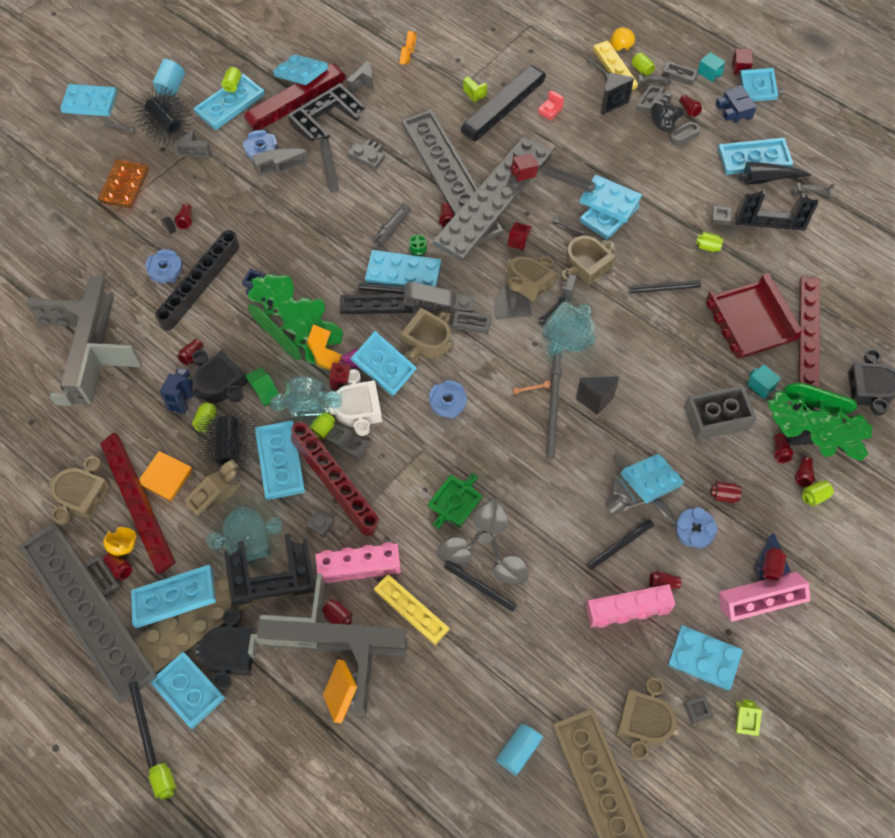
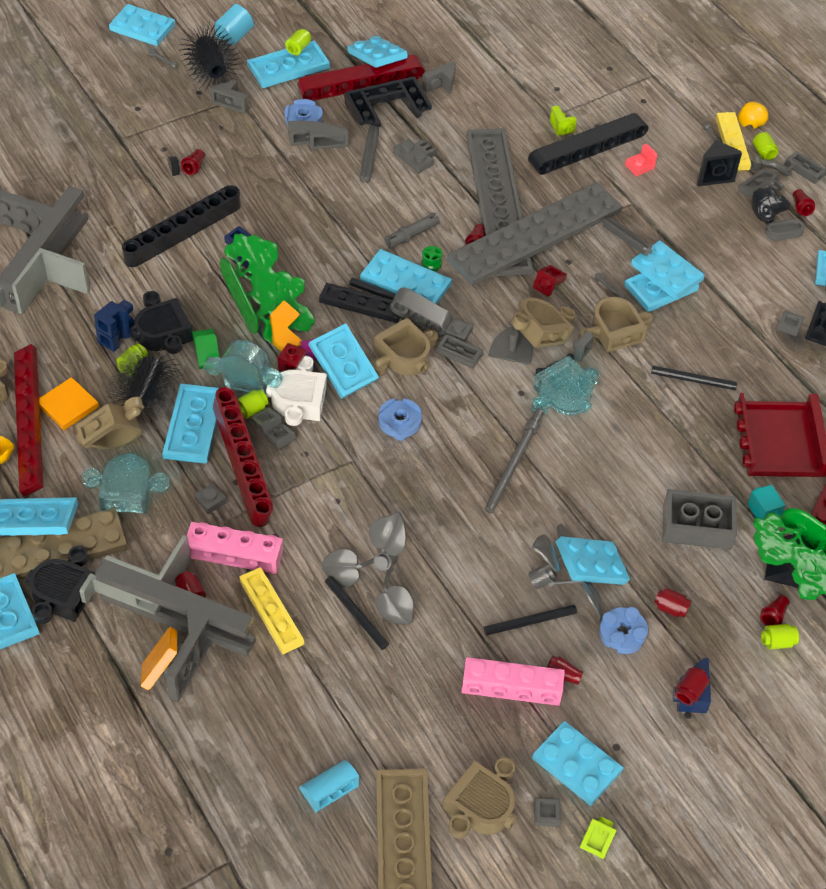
camera: 15 degrees right, 10 degrees down
(123, 184) = (143, 113): clear orange plate -> none
(167, 274) = (152, 212): medium blue plate -> none
(185, 354) = (137, 291): dark red cone -> none
(246, 589) = (104, 531): black wedge -> none
(409, 48) = (508, 60): light orange tile -> none
(455, 501) = (358, 517): green plate -> none
(524, 167) = (580, 210): dark red brick -> none
(546, 384) = (516, 436): nougat hinge -> none
(596, 392) = (567, 456): black slope -> none
(709, 242) = (764, 346): lime brick -> none
(764, 596) = (670, 719): bright pink brick -> none
(782, 449) = (757, 582): dark red cone -> none

